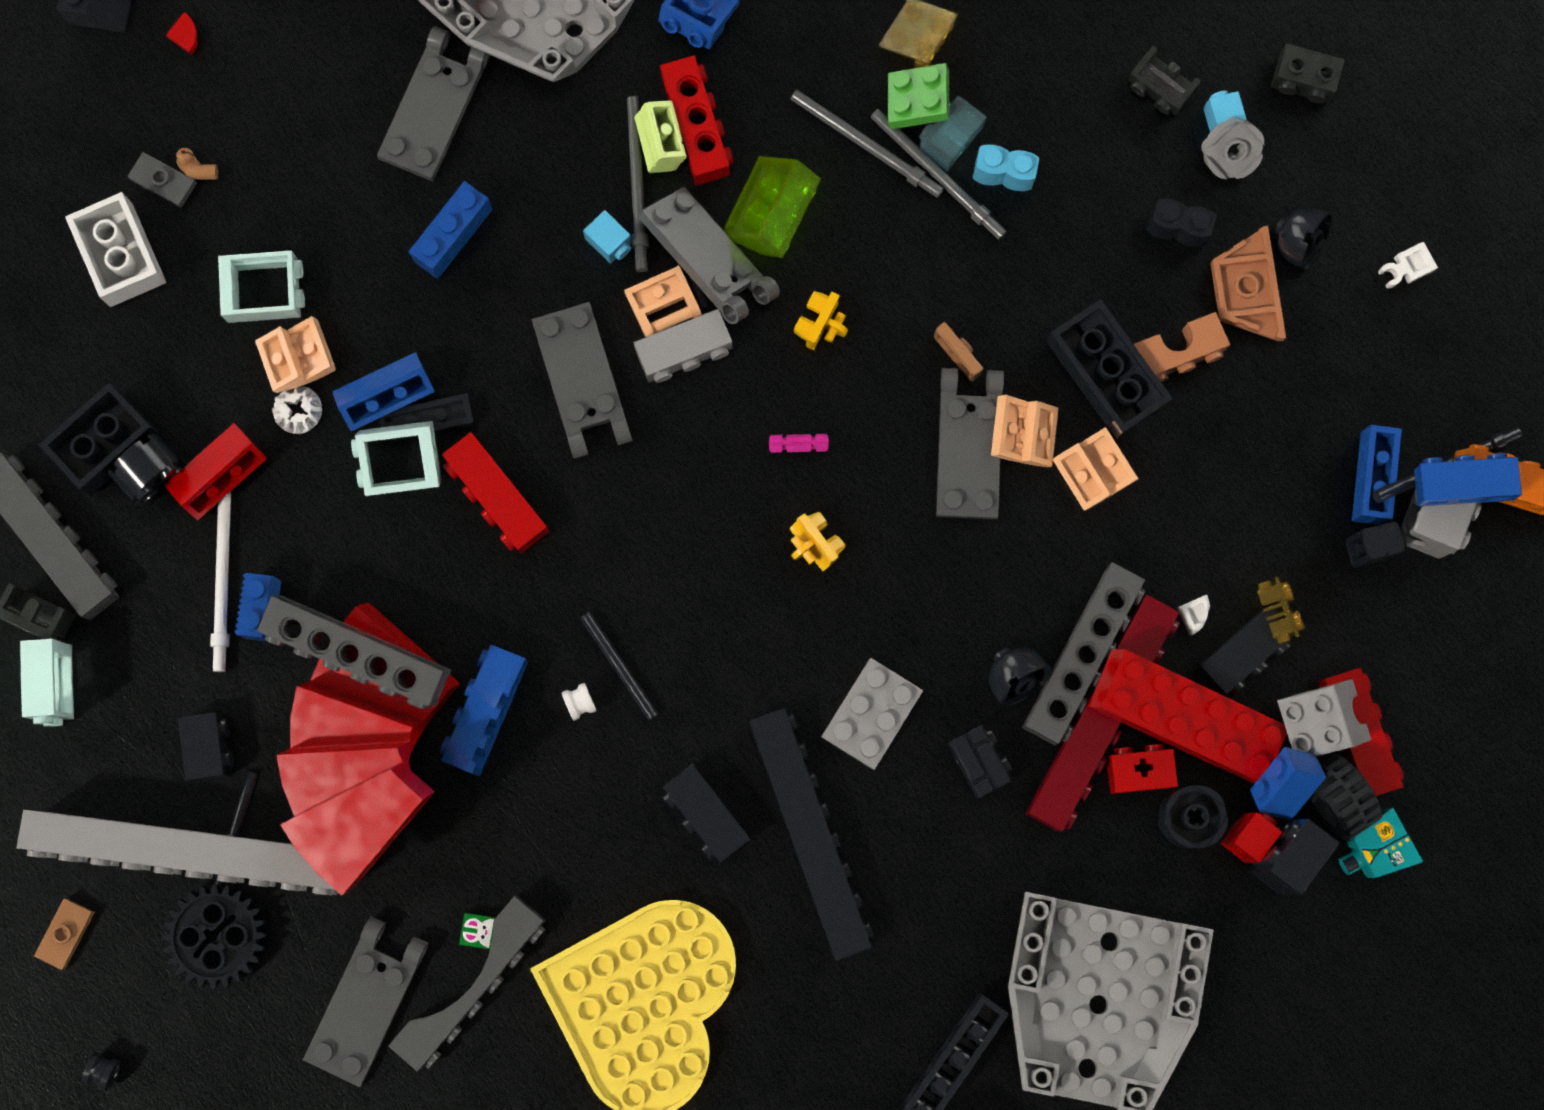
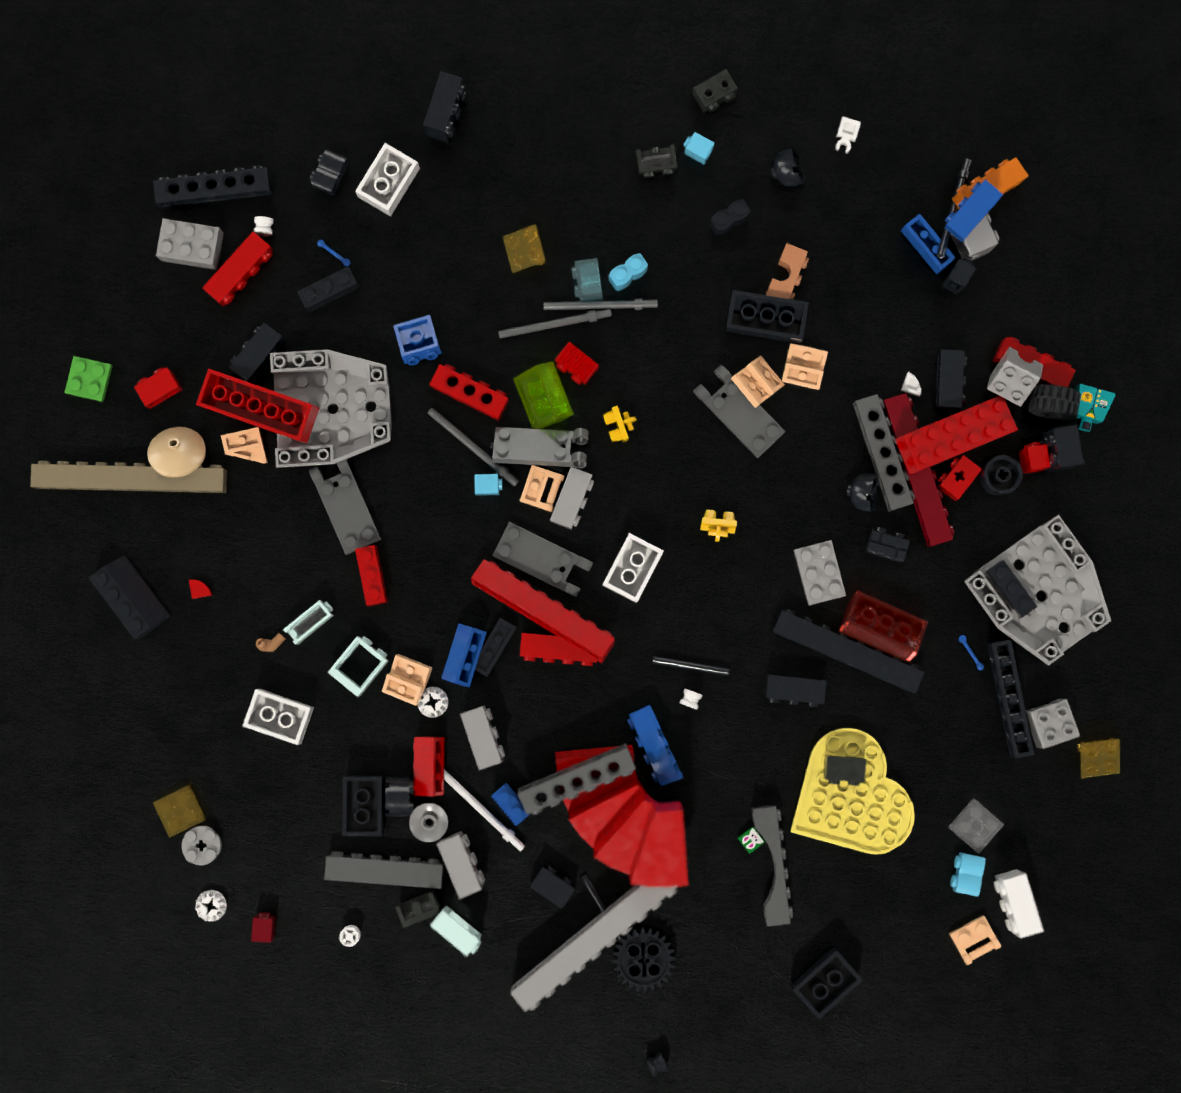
camera: 40 degrees left, 5 degrees up
(64, 934) = (578, 1026): medium nougat plate -> none
(131, 614) = (461, 864): none -> light grey brick
(138, 523) = (426, 832): none -> light grey dish
(162, 180) = (261, 664): dark grey plate -> none
(261, 185) = (309, 621): none -> light aqua window
(305, 499) = (482, 737): none -> light grey brick
(363, 1006) = (737, 922): dark grey hinge -> none
(378, 205) = (371, 575): none -> red brick
(428, 452) = (488, 669): light aqua window -> none
(451, 230) = (415, 553): blue brick -> none
(520, 433) = (542, 610): none -> red brick
(660, 136) = (463, 416): yellowish green brick -> none
(663, 960) = (844, 769): none -> pearl dark grey brick
(668, 489) = (632, 568): none -> white brick
(798, 443) = (665, 488): dark pink axle -> none
(844, 208) = (576, 363): none -> red brick
(879, 846) = (883, 626): none -> clear red brick
(918, 96) = (556, 279): bright green plate -> none
(955, 958) = (962, 639): none -> blue hinge
(959, 351) = (693, 375): medium nougat plate -> none
(1071, 959) = (1011, 588): none -> black plate
(1222, 137) = (710, 160): light grey plate -> none
(1248, 287) = (787, 215): nougat wing -> none
(1287, 783) = (1028, 420): blue brick -> none
(1293, 621) = (941, 339): clear yellow hinge -> none

